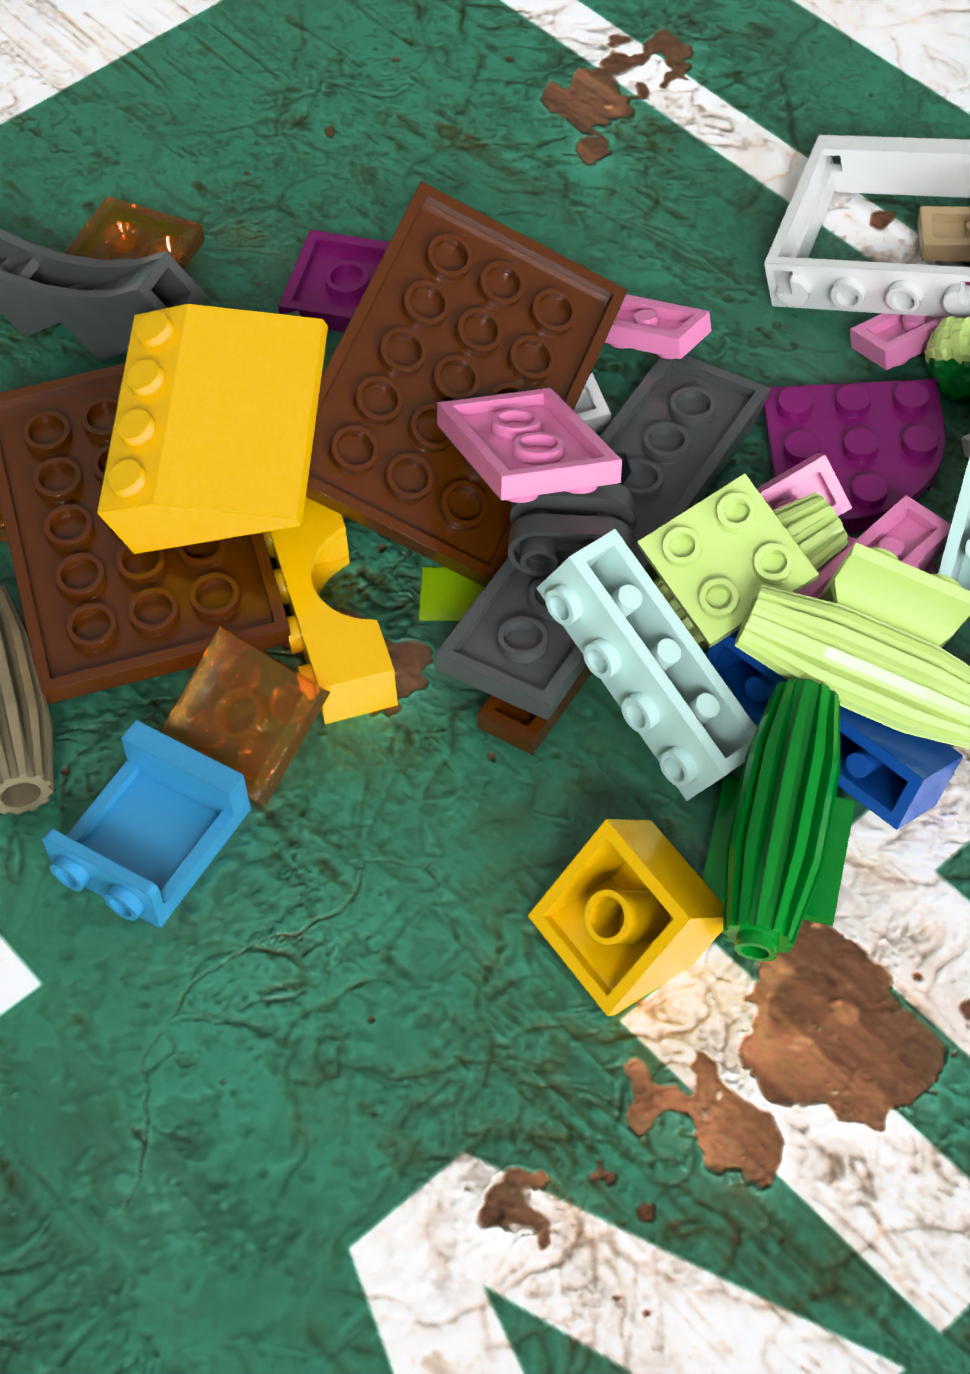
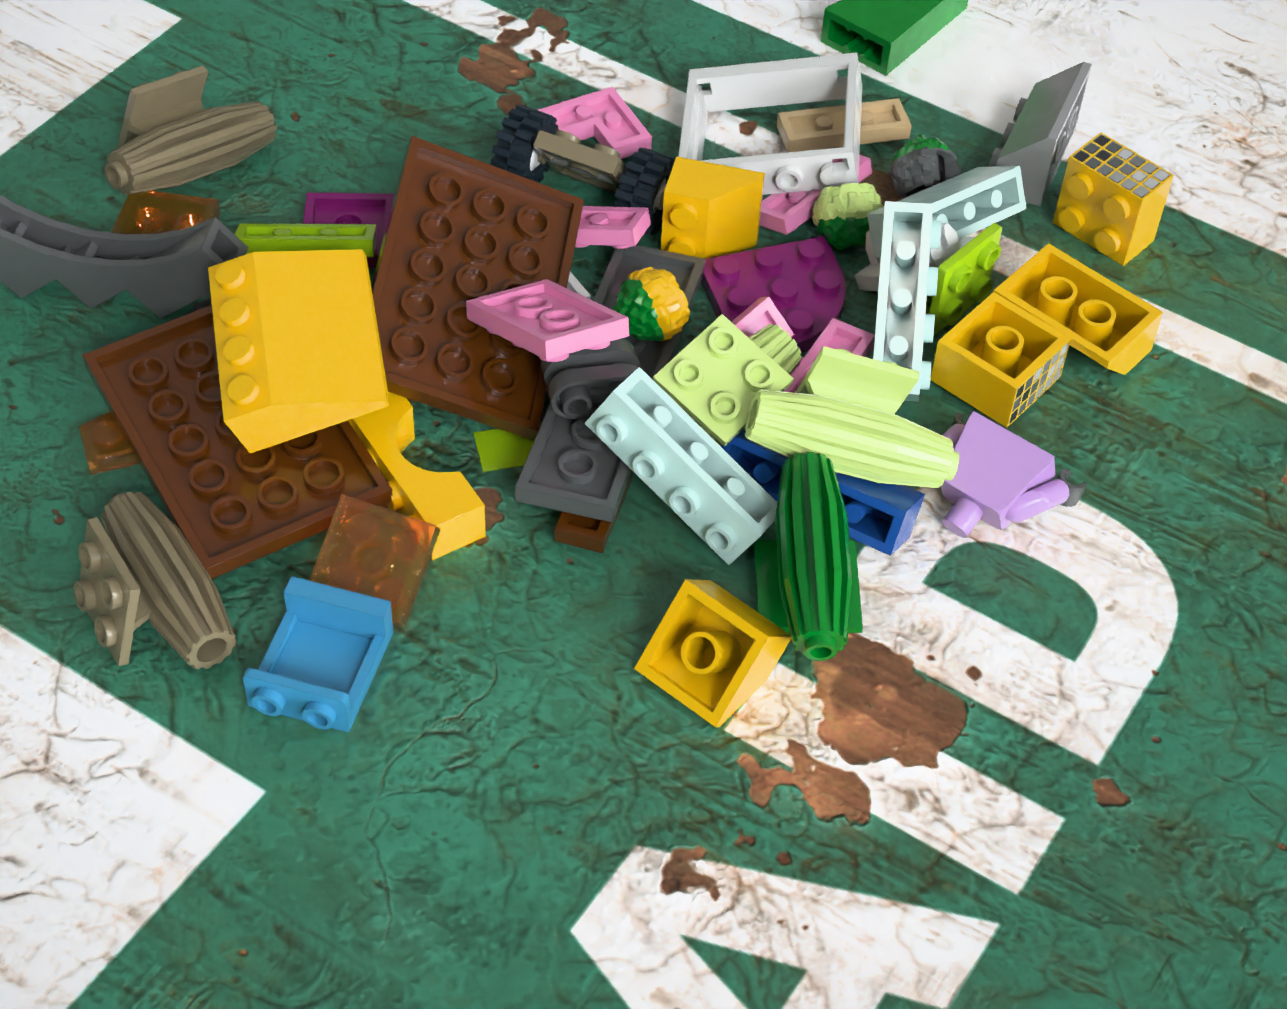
camera: 20 degrees left, 5 degrees down
(172, 142) = (175, 141): none -> dark tan plate
(280, 291) = (308, 237): none -> lime plate
(593, 207) = (534, 143): none -> plate
(672, 442) = (652, 304): none -> piece
(688, 178) = (605, 118): none -> bright pink plate
(790, 324) = (711, 209): none -> yellow slope

